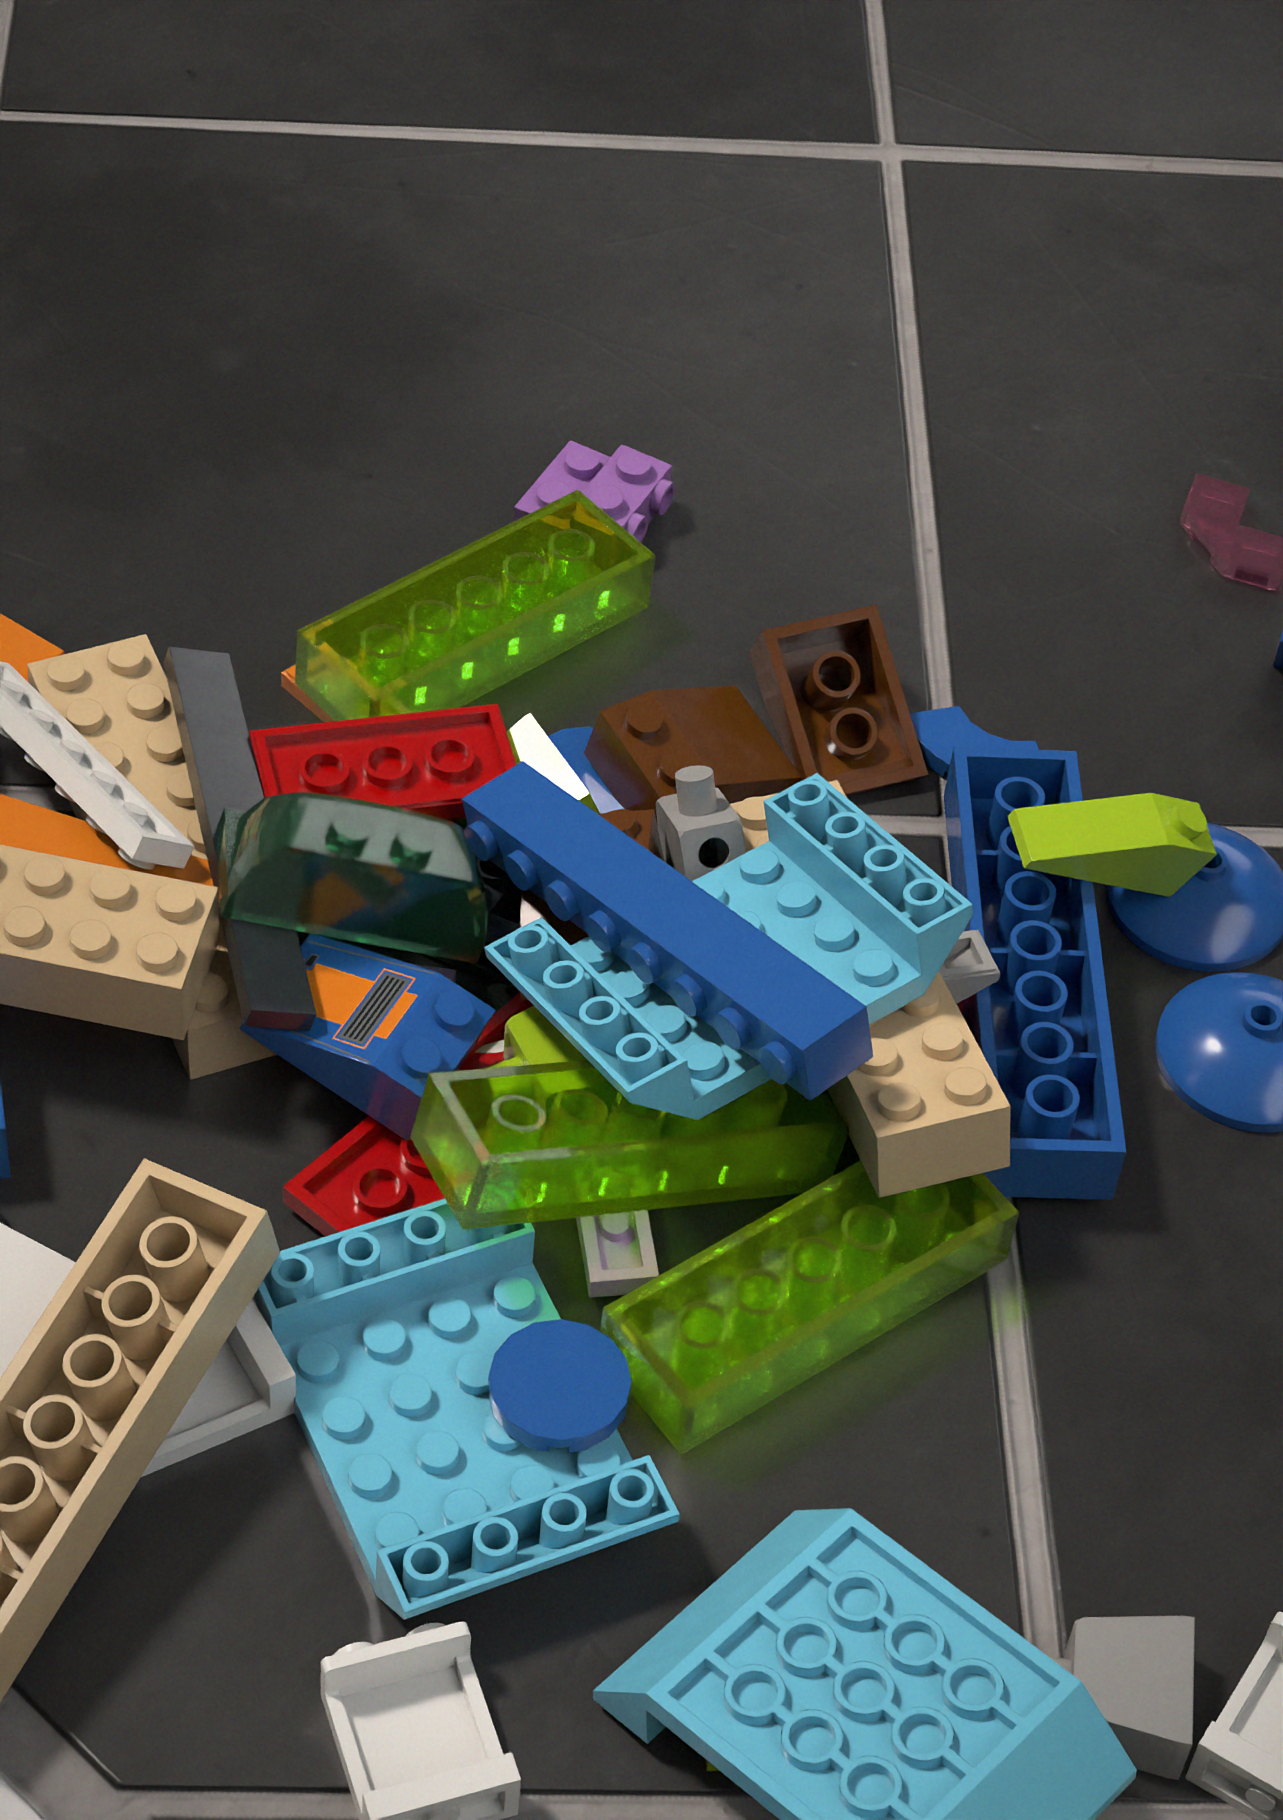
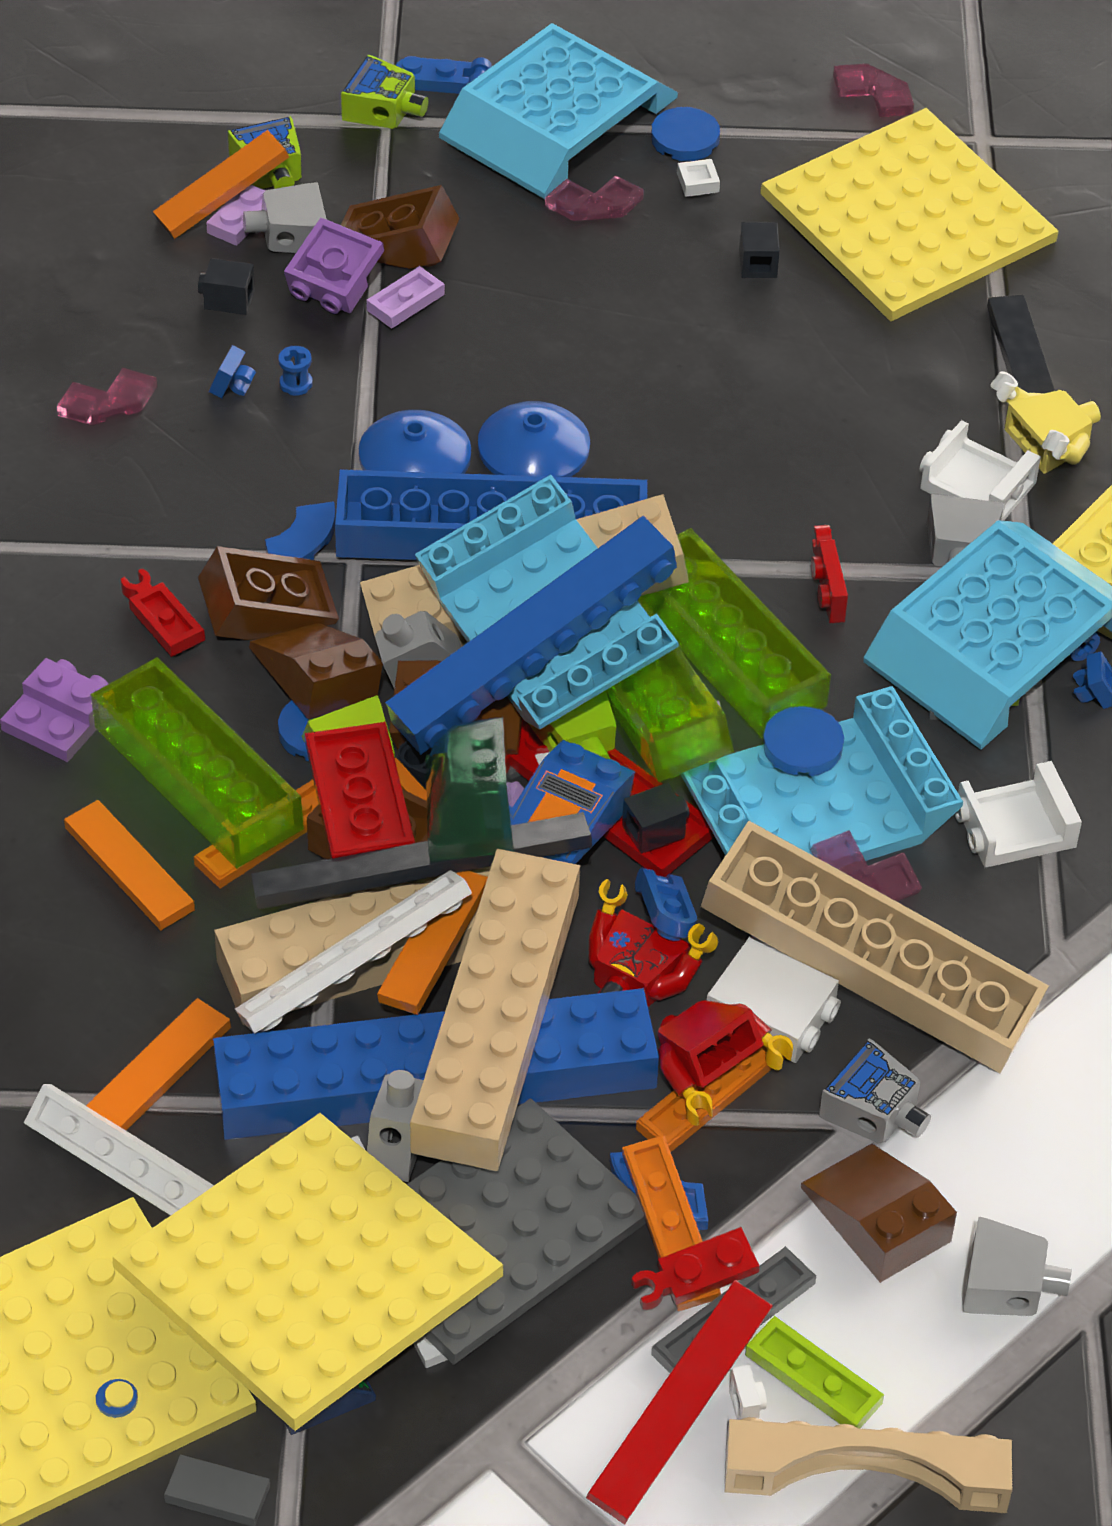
camera: 85 degrees left, 0 degrees up
(97, 1138) = (635, 956): none -> red torso
(200, 1159) = (666, 903): none -> blue plate
(283, 1452) = (890, 876): none -> clear pink tile
(314, 583) = (129, 865): none -> orange tile
(366, 1156) = (655, 817): none -> black brick
(790, 594) = (162, 614): none -> red plate
(989, 1460) = (827, 568): none -> red plate
(1118, 841) = (426, 449): lime slope -> none

